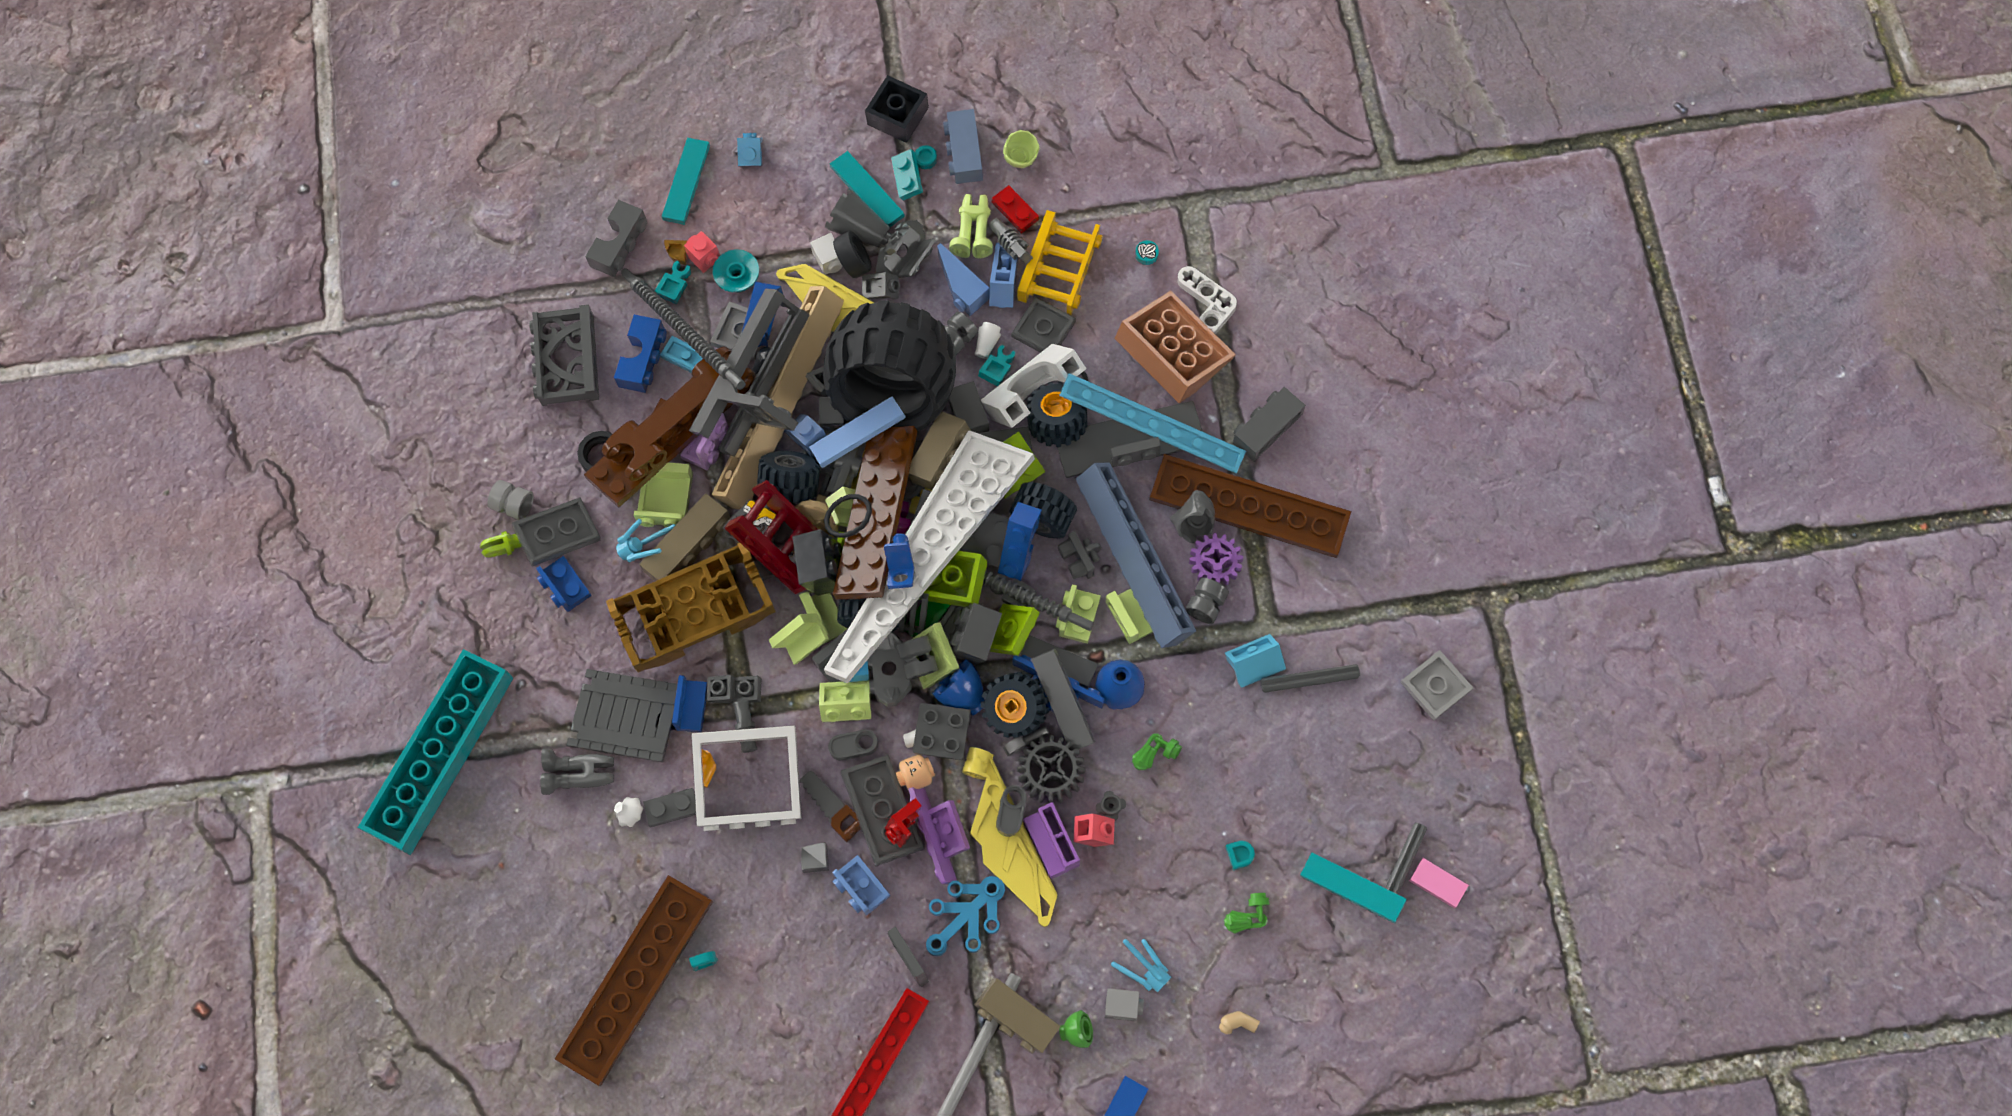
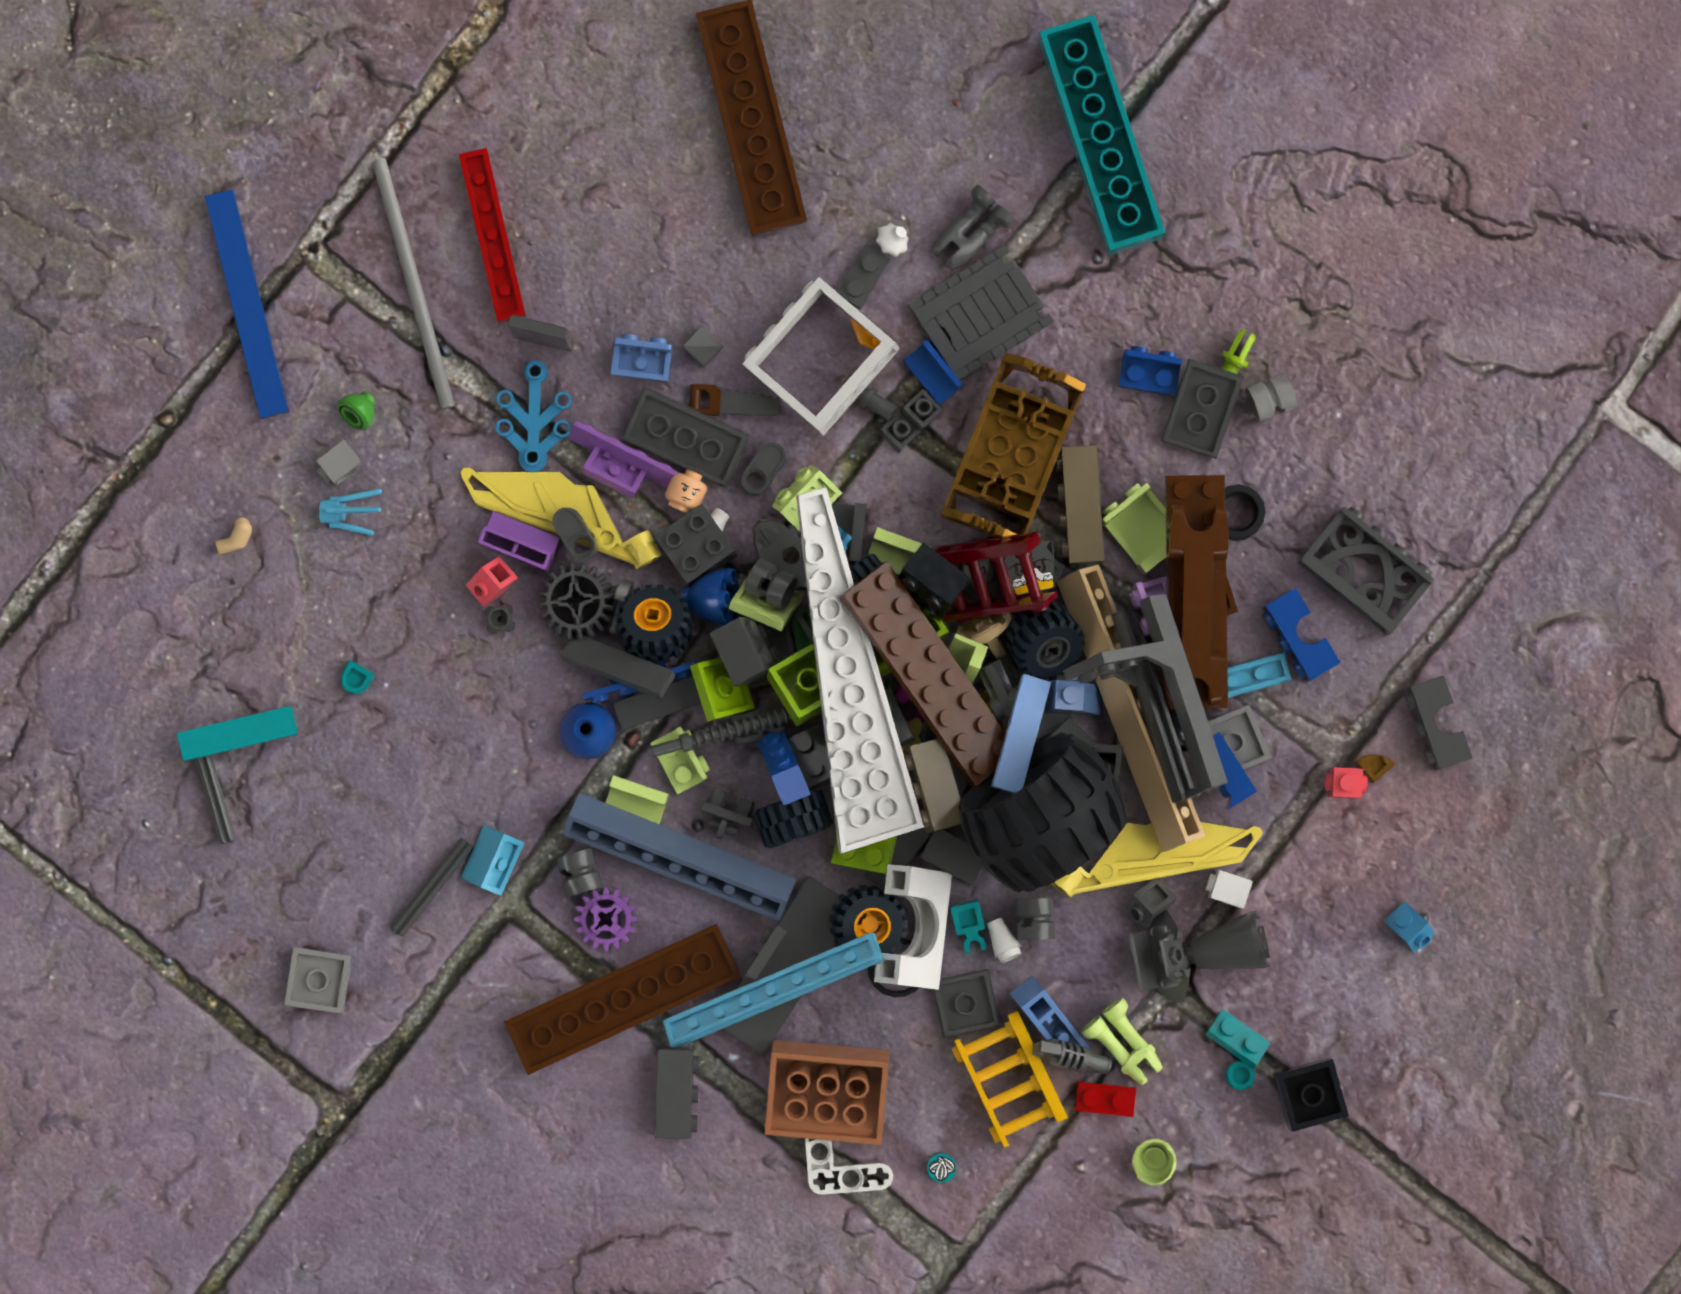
camera: 135 degrees right, 15 degrees up
(630, 547) = (1122, 456): medium azure plant -> none
(672, 286) = (1340, 726): teal plate -> none
(683, 329) = (1277, 684): dark grey hose -> none
(685, 181) = (1438, 841): teal tile -> none
(703, 960) = (710, 182): teal tile -> none
(731, 263) = (1311, 789): teal dish -> none
(800, 636) = (892, 514): yellowish green panel -> none
(852, 254) = (1201, 904): black tyre -> none
(857, 529) = (964, 627): black piece -> none
(866, 188) = (1261, 990): teal tile -> none
(898, 824) = (653, 440): red bracket -> none
(899, 562) = (854, 640): blue bracket -> none
(963, 146) = (1213, 1116): sand blue brick -> none
(966, 288) = (1075, 974): medium blue slope -> none
(1016, 1016) = (414, 372): dark tan brick -> none
(1144, 757) = (508, 685): bright green piece -> none
(1195, 517) = (657, 938): dark grey hair -> none
(1240, 921) = (307, 619): bright green piece -> none
(1438, 883) = (172, 806): bright pink tile -> none

